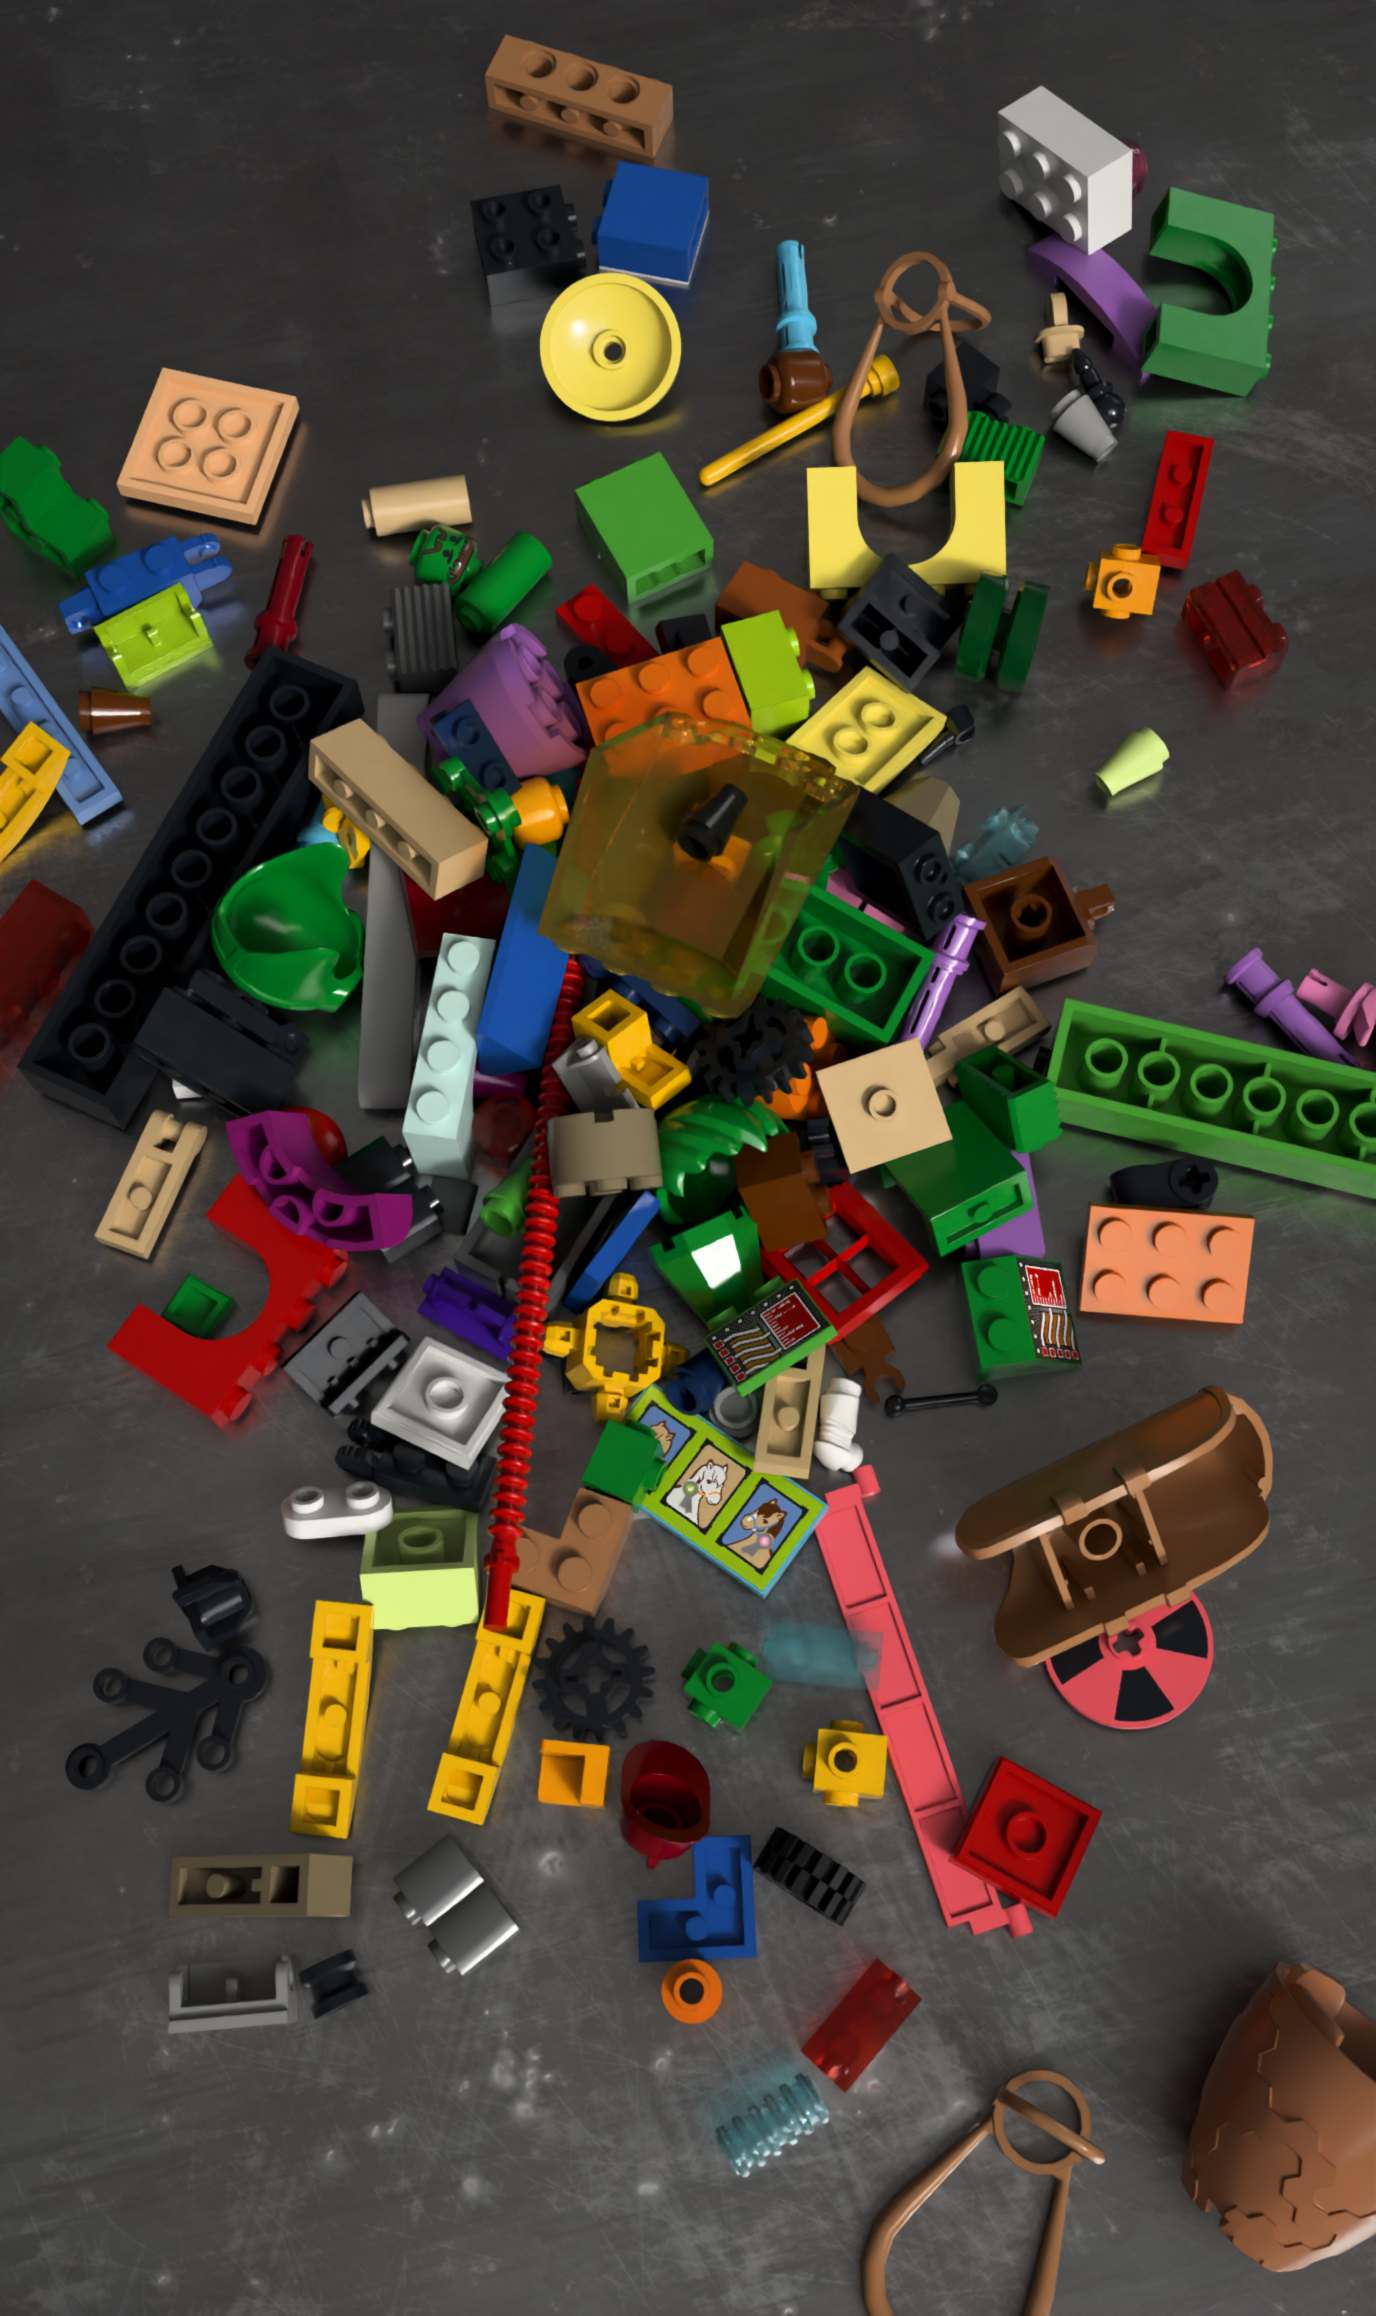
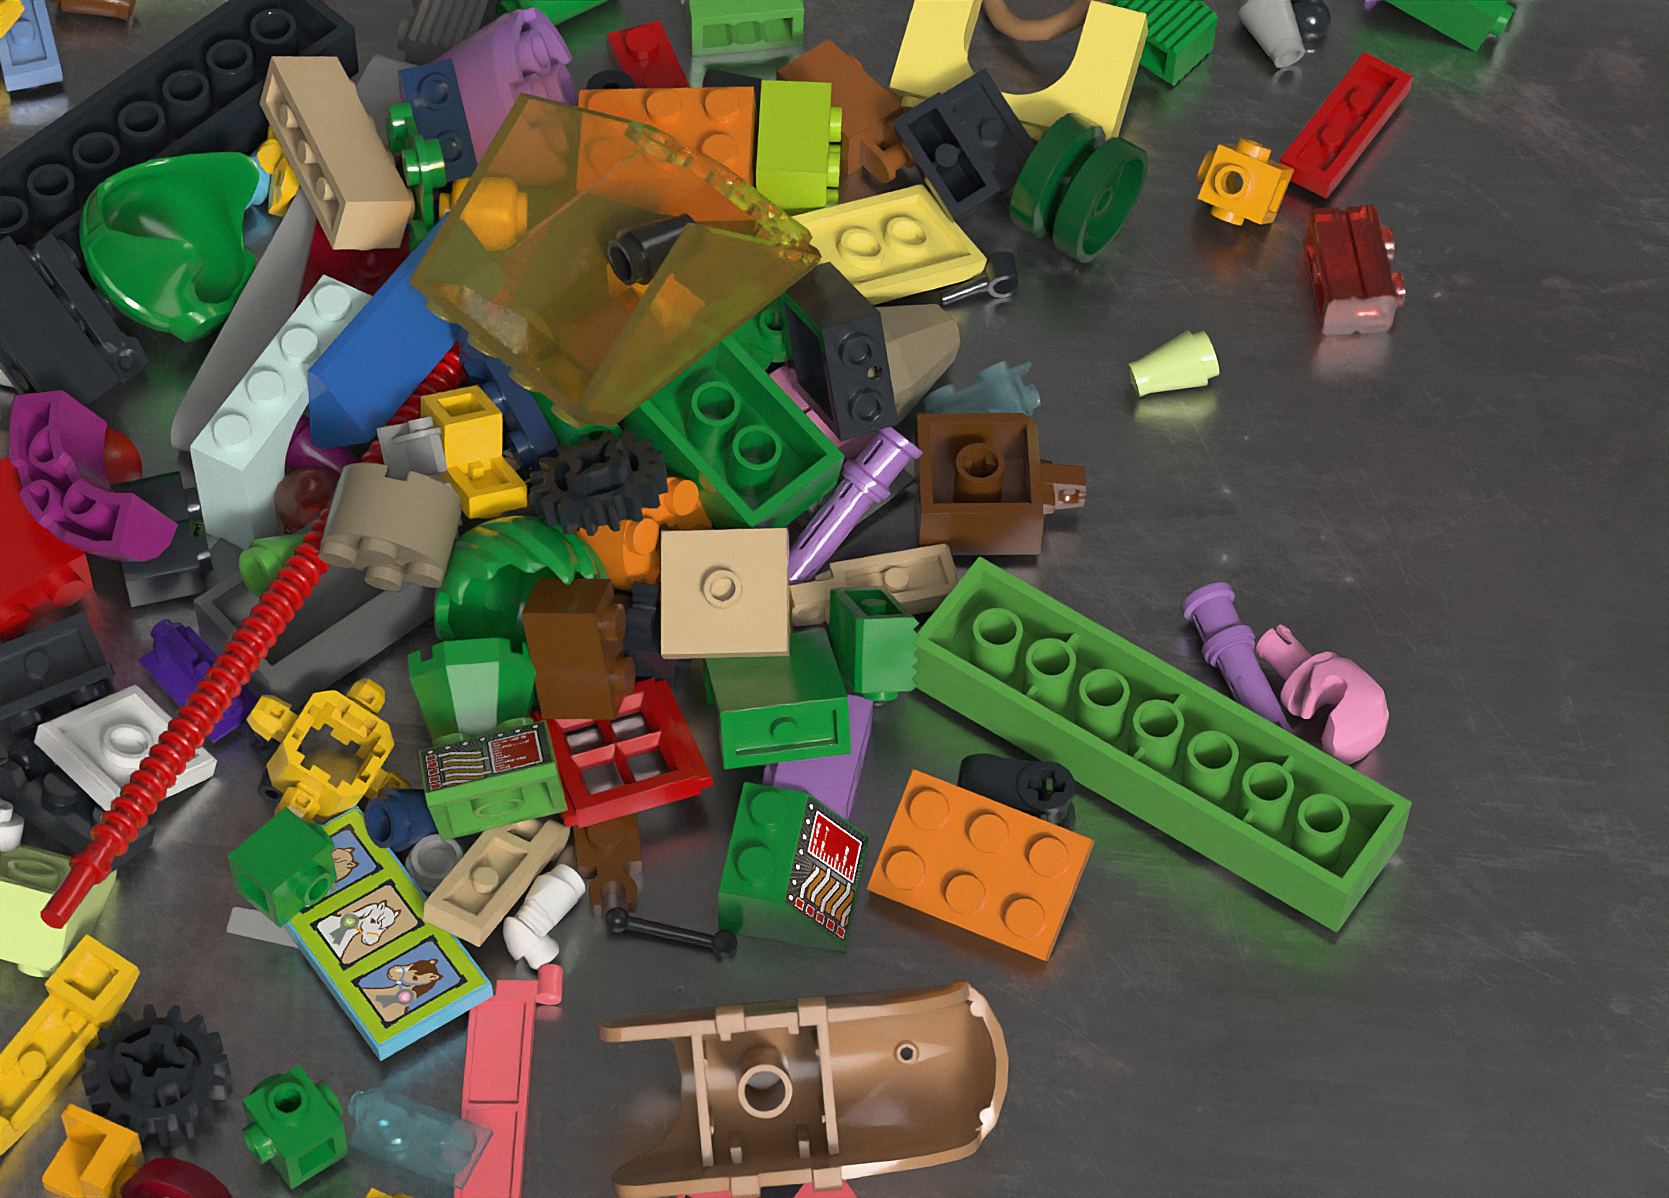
camera: 15 degrees right, 15 degrees down
(580, 1565) = (190, 952): medium nougat brick -> none
(612, 1253) = (369, 647): blue tile -> none

